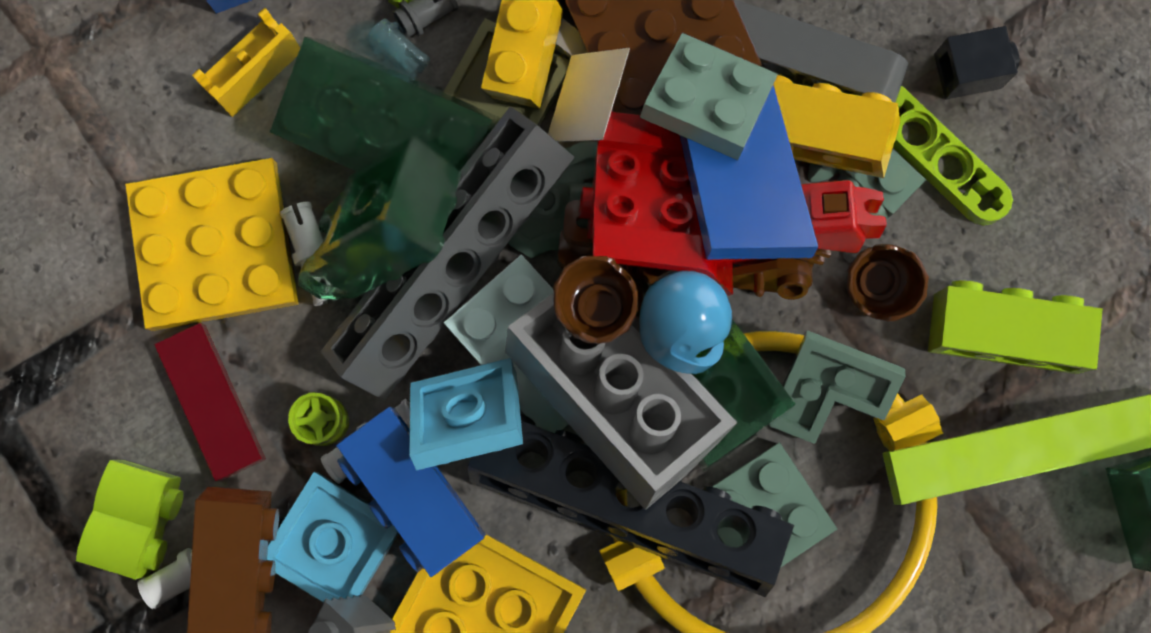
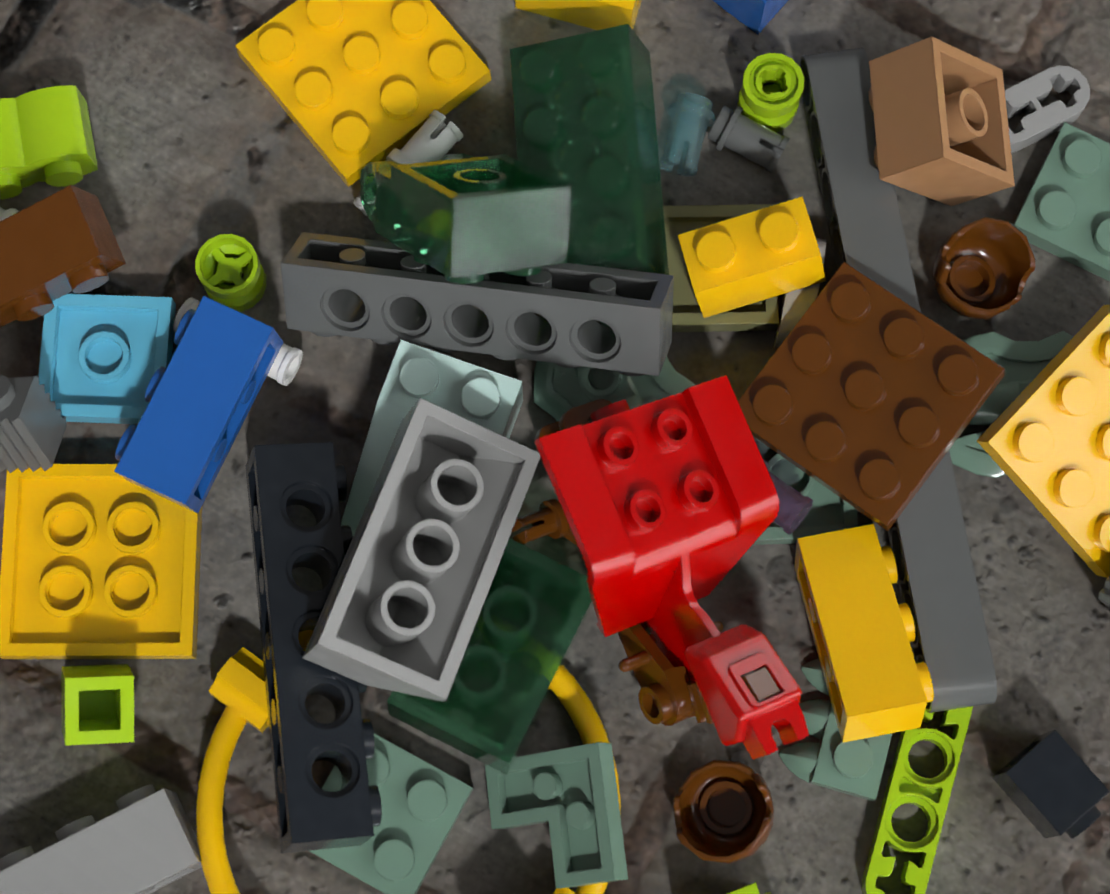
camera: 60 degrees right, 5 degrees down
(210, 402) = (192, 154): dark red tile -> none
(464, 414) = (307, 410): medium azure plate -> none
(588, 95) = (736, 353): white sticker -> none
(595, 299) = (495, 470): reddish brown hair -> none
(682, 318) = (531, 578): dark azure helmet -> none
(709, 96) = (805, 480): sand green plate -> none
(754, 202) = (741, 559): blue tile -> none

